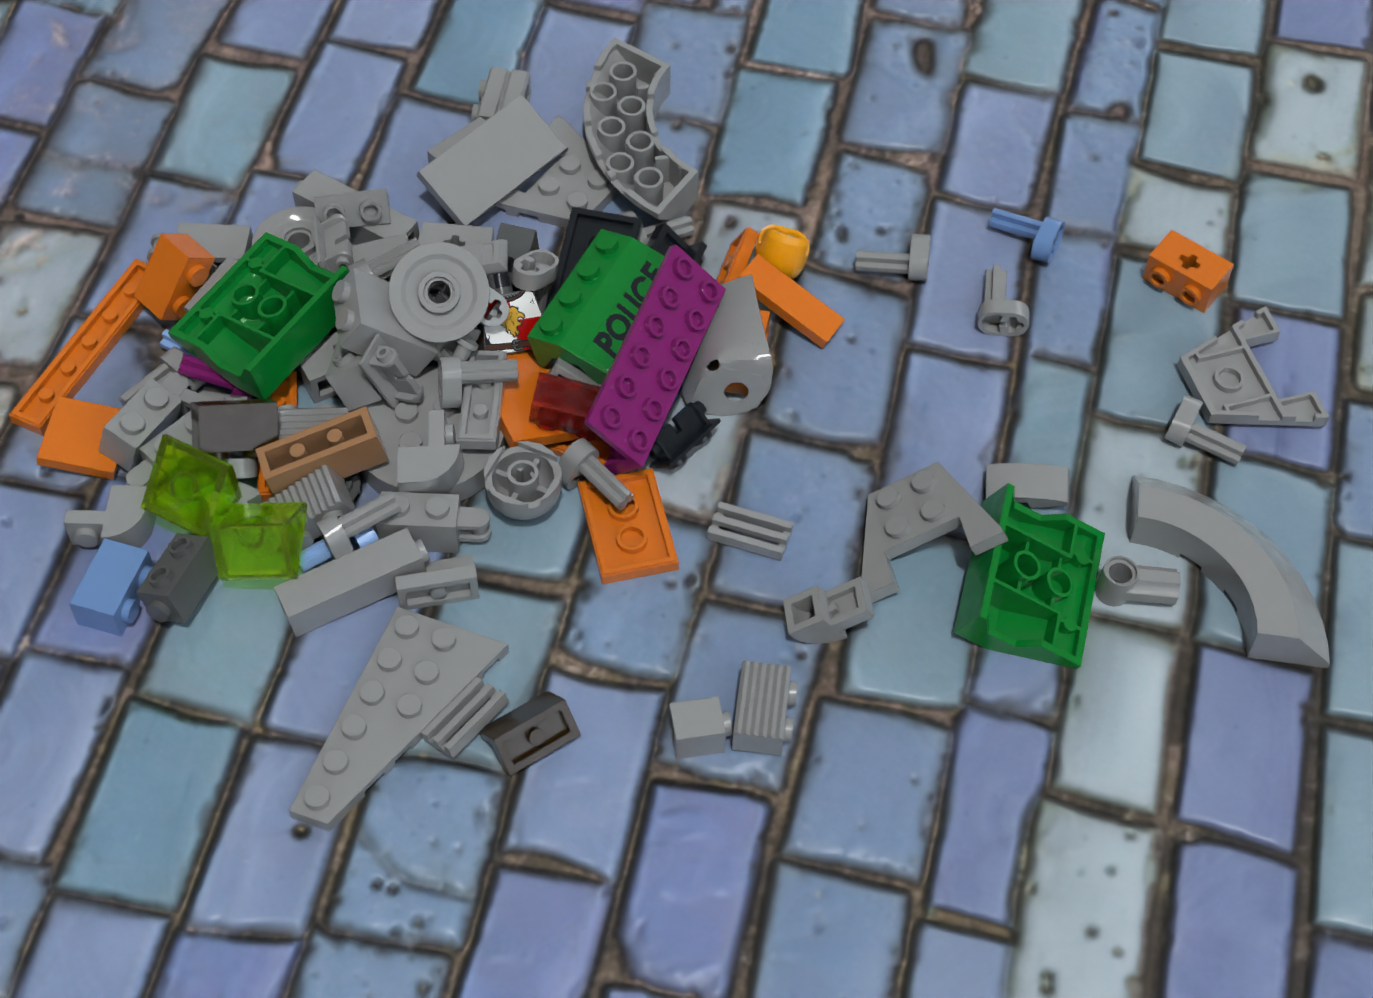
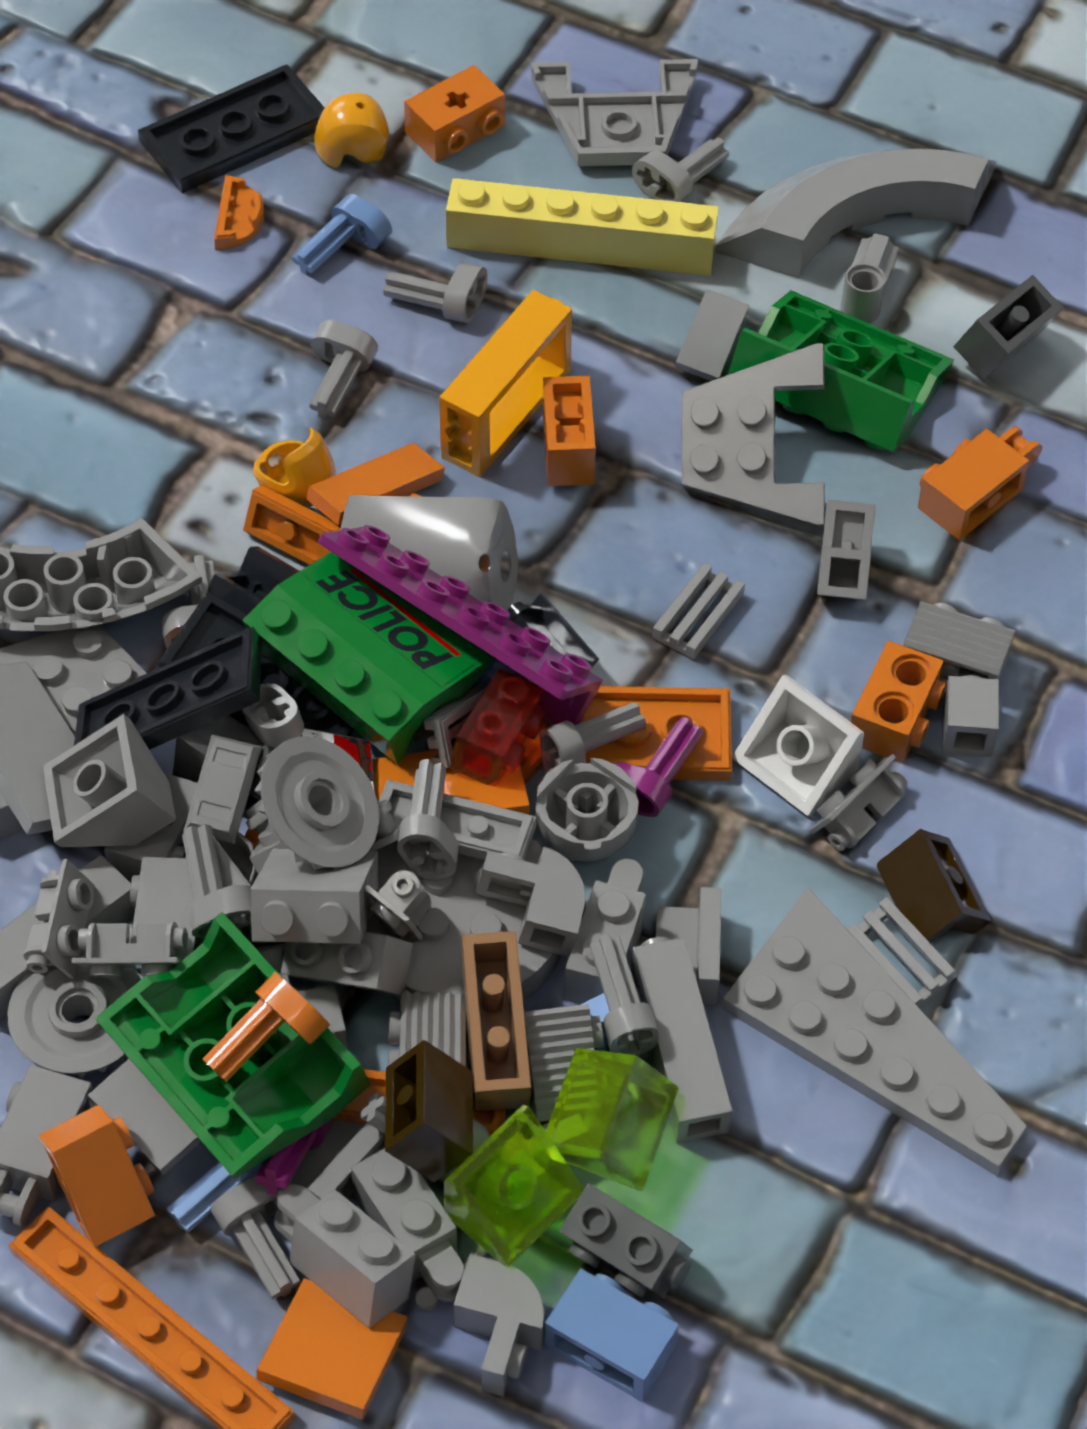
camera: 75 degrees left, 0 degrees up
(270, 313) = (277, 1005): none -> orange piece
(452, 203) = (107, 790): none -> light grey slope
(532, 214) = (182, 692): none -> black tile
(564, 520) = (653, 781): none -> magenta piece
(580, 659) = (845, 814): none -> light grey hinge
(631, 616) = (800, 747): none -> white slope
(698, 663) = (890, 699): none -> orange brick
(881, 404) = (568, 431): none -> orange brick
(916, 335) = (504, 383): none -> light orange window
(947, 698) = (976, 480): none -> orange brick
(1028, 171) = (239, 214): none -> orange tile
(1102, 377) = (581, 226): none -> light yellow brick
(1115, 149) = (232, 128): none -> black tile
(1117, 689) = (1008, 327): none -> dark grey brick
(1136, 212) = (351, 126): none -> light orange helmet

